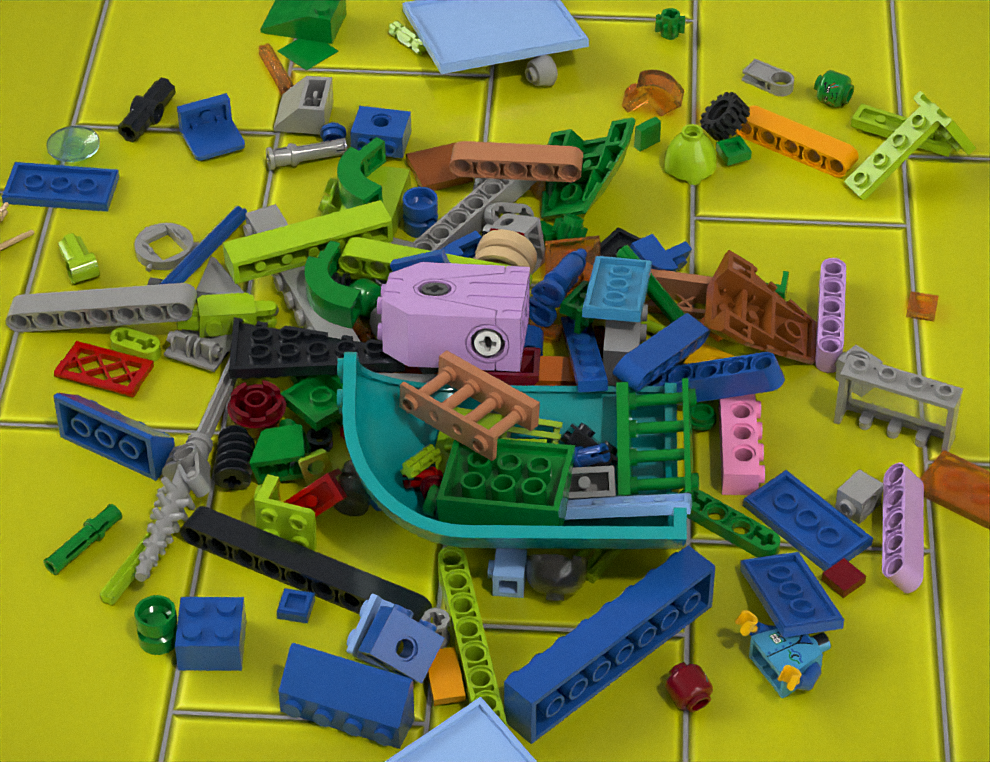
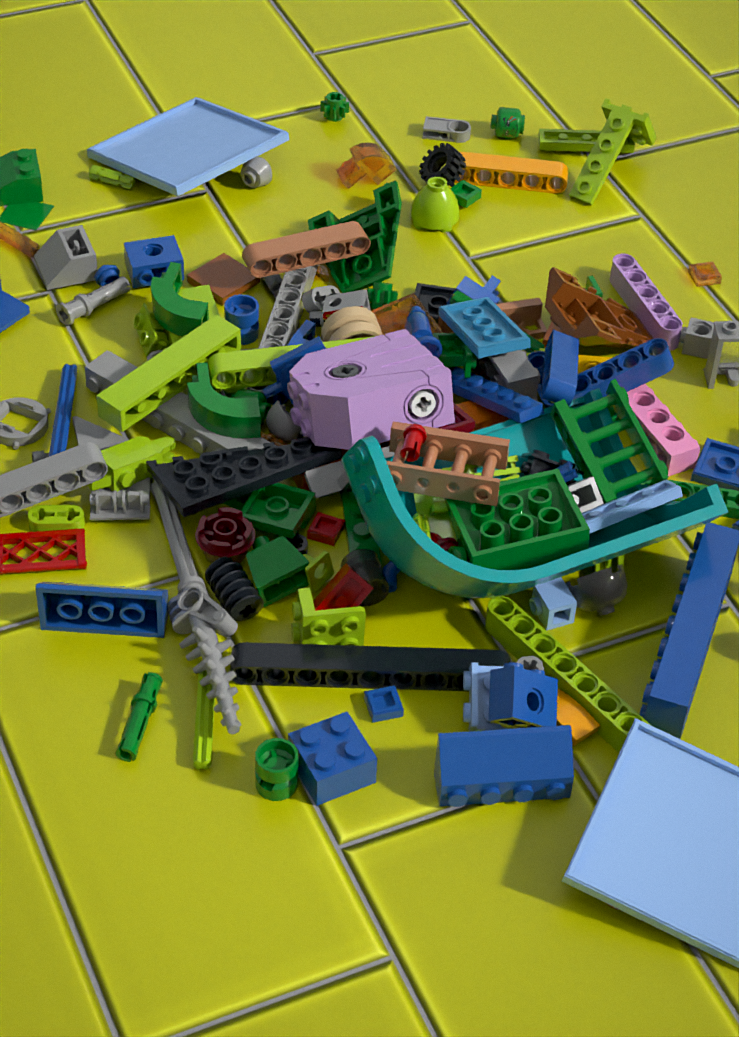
camera: 30 degrees left, 0 degrees up
(450, 371) = (414, 438): none -> red pin

